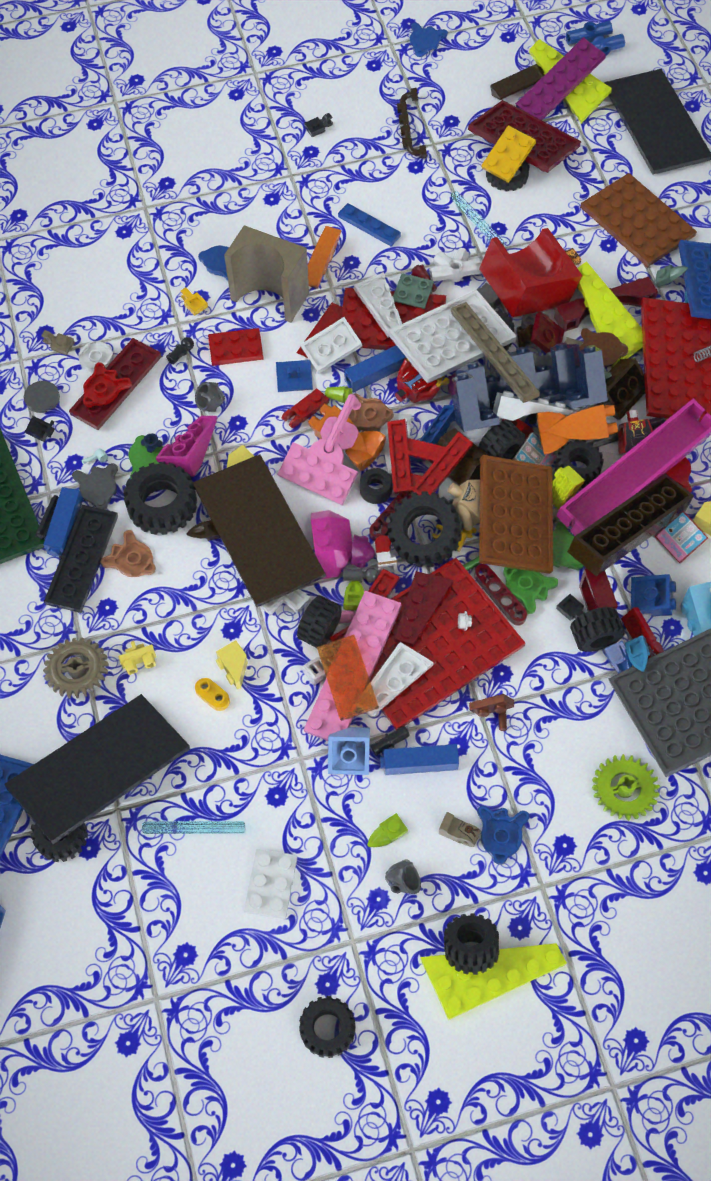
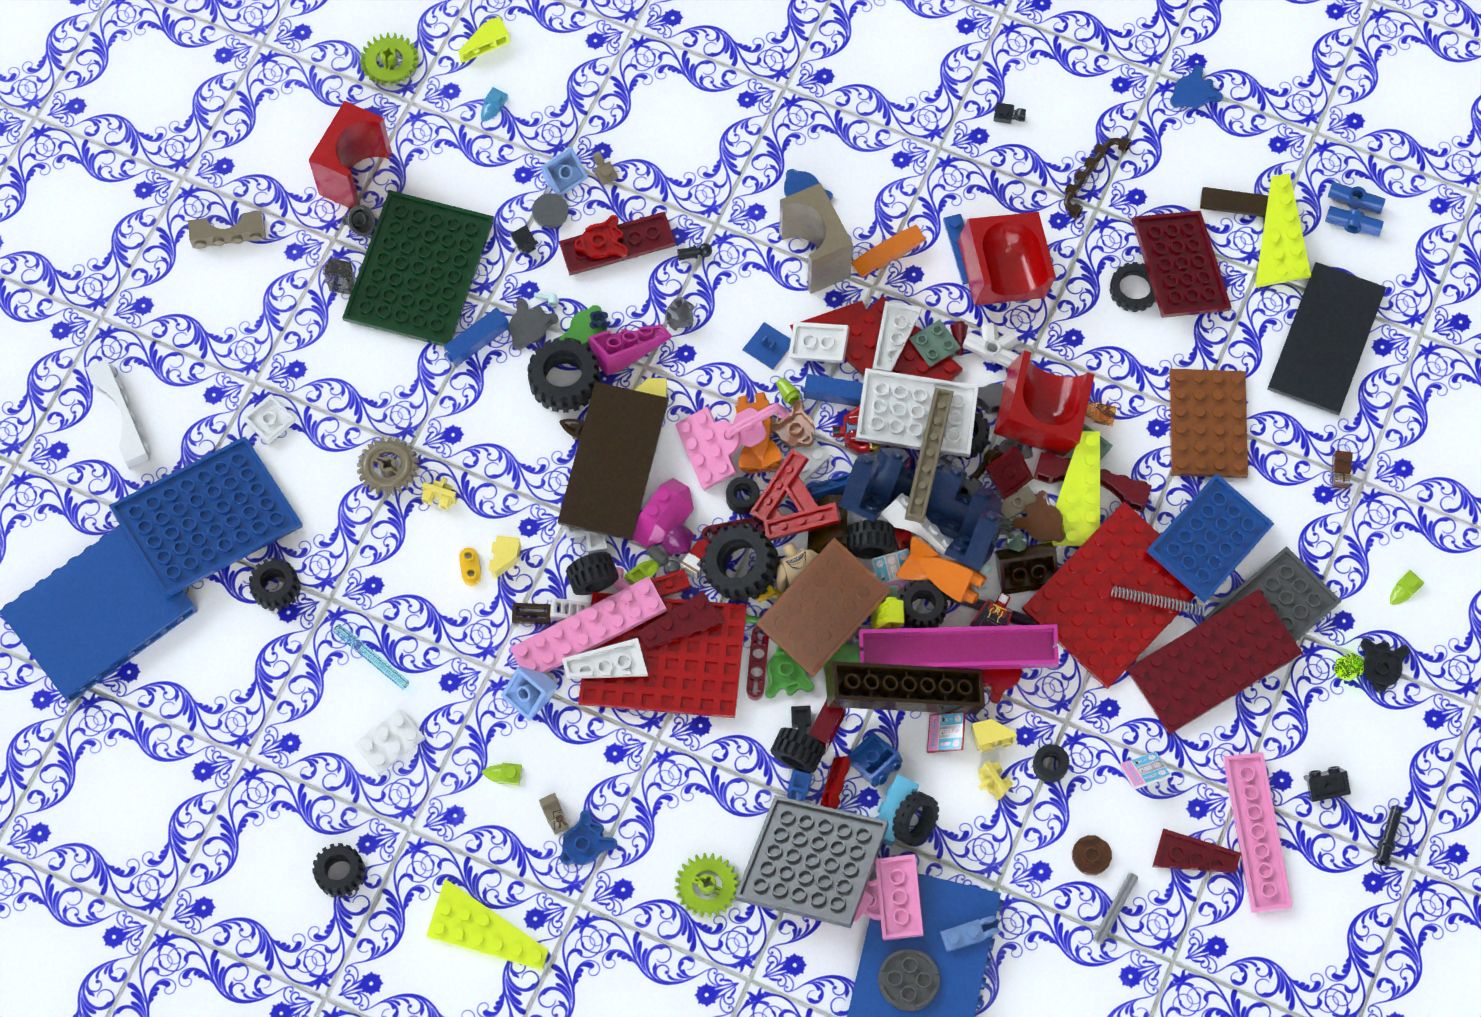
camera: 40 degrees right, 5 degrees up
(28, 362) = (564, 172): none -> light blue slope
(45, 522) = (458, 329): black axle -> none
(81, 559) = (465, 378): black plate -> none
(94, 353) = (623, 204): white tile -> none
(96, 768) = (338, 557): black tile -> none
(131, 558) = (503, 407): nougat tile -> none
(193, 302) = (744, 214): yellow plate -> none
(235, 346) = (743, 282): red plate -> none
(285, 706) = (524, 620): none -> dark brown tile
(305, 408) = (750, 382): red hinge -> none
(347, 677) = (573, 634): clear orange plate -> none
(390, 740) = (566, 707): black axle -> none
(403, 878) = (483, 815): dark grey helmet -> none
(411, 202) = (1006, 258): none -> red piece
(420, 759) = (574, 740): blue brick -> none
(464, 621) = (702, 661): white plate -> none
(471, 929) = (484, 910): black tyre -> none
(474, 216) = (1061, 313): clear light blue axle -> none
(498, 704) = (665, 744): copper plate -> none
(508, 154) = (1140, 273): yellow plate -> none
(561, 79) = (1268, 231): magenta plate -> none
(638, 652) = (814, 792): dark azure plate -> none
(669, 274) = (1174, 497): sand green plate -> none

